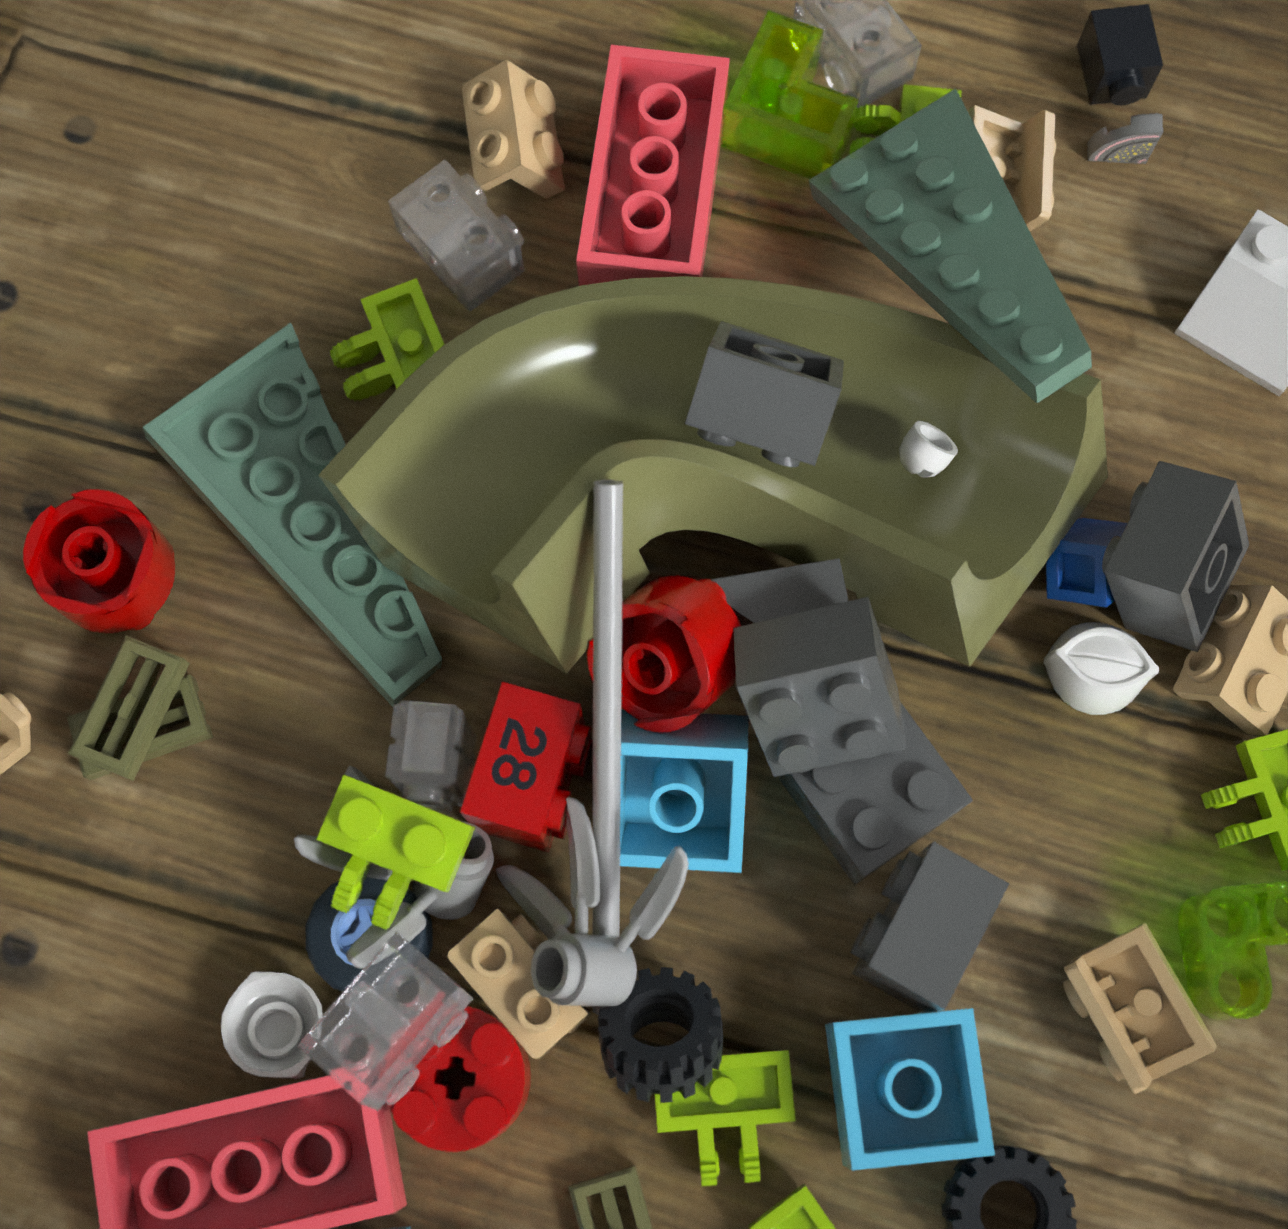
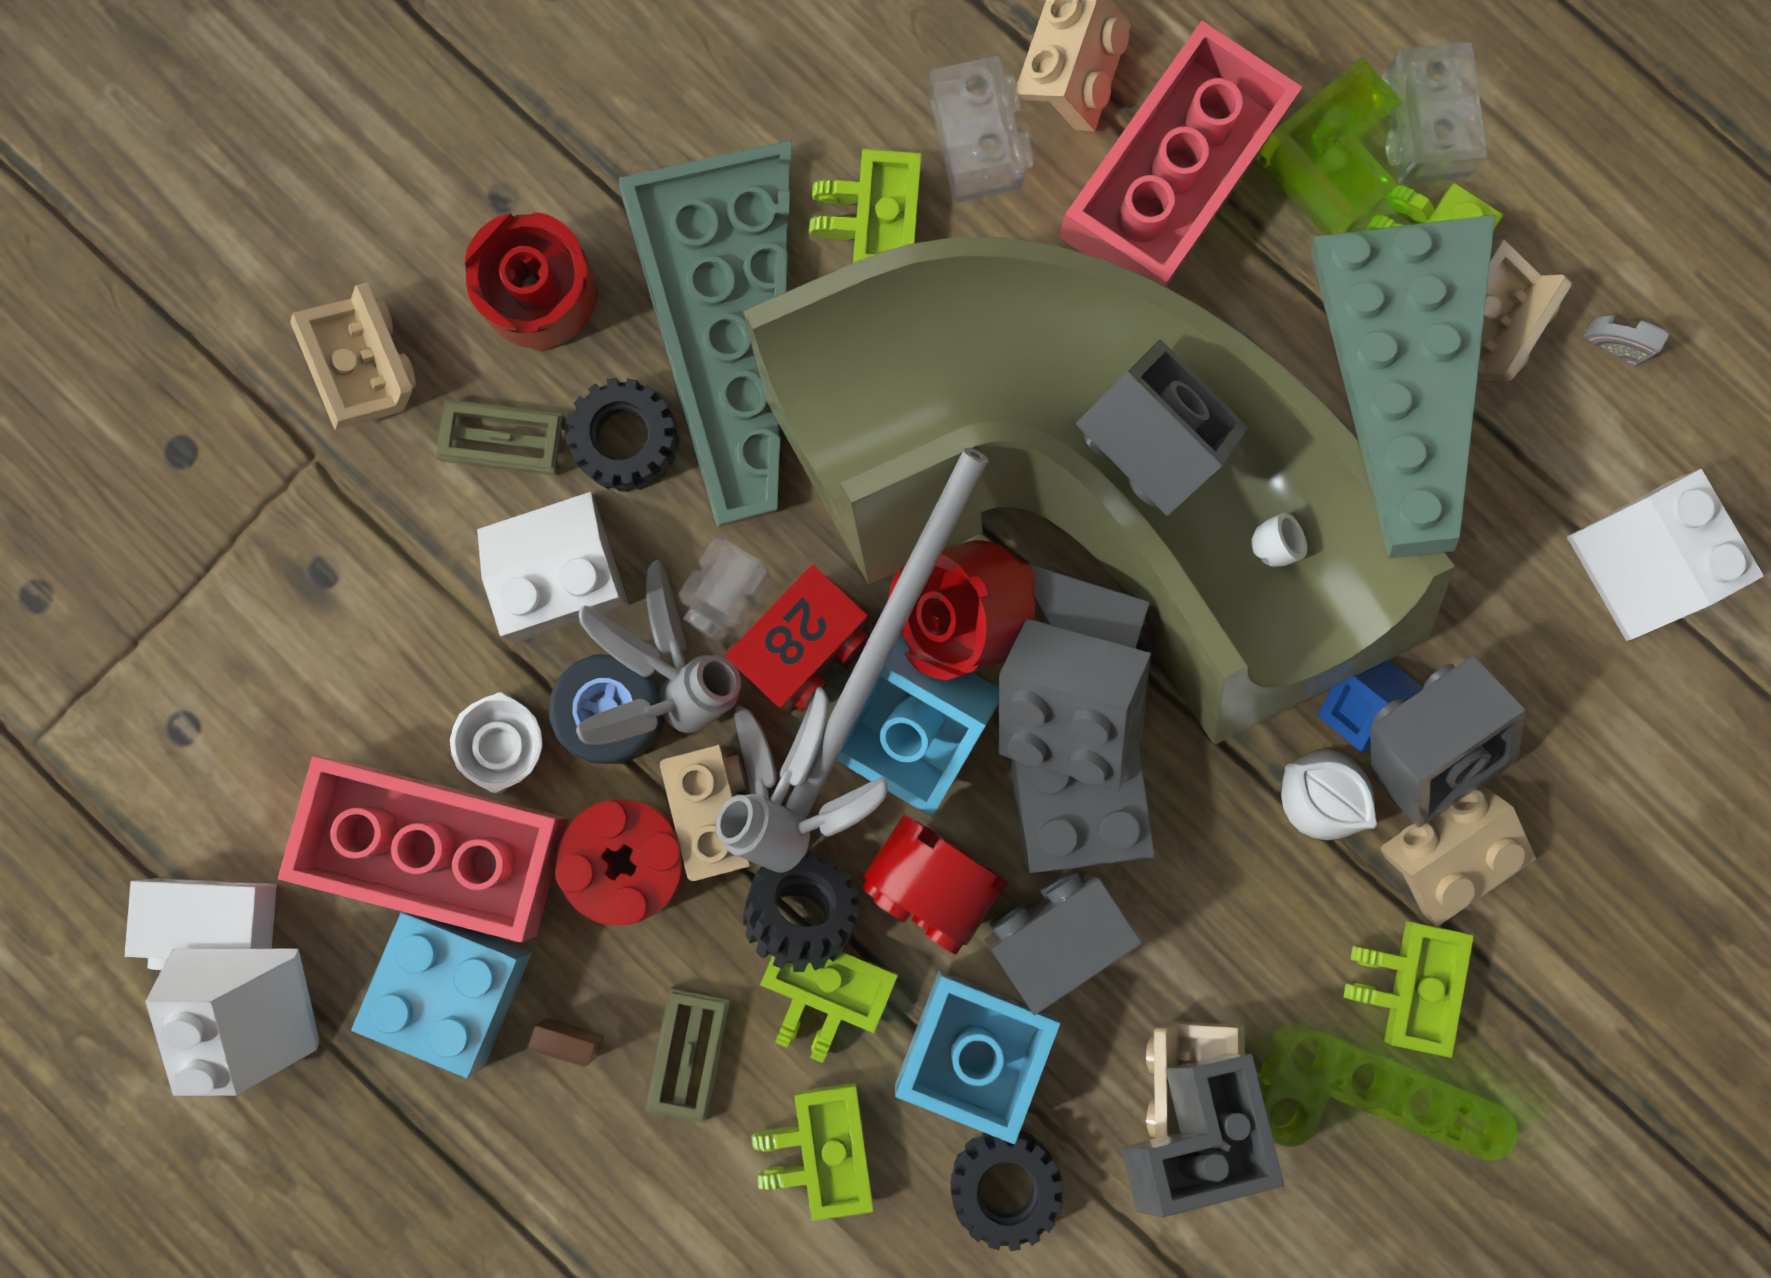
camera: 25 degrees right, 10 degrees up
(150, 718) = (511, 438): olive tile -> none
(232, 639) = (596, 409): none -> black tyre
(242, 828) = (548, 567): none -> white slope
(387, 1024) = (584, 796): clear brick -> none
(394, 835) = (662, 646): lime hinge -> none
(776, 933) = (934, 882): none -> red brick
(1119, 55) = (1667, 254): black brick -> none
(1193, 1043) = (1221, 1144): none -> dark grey brick

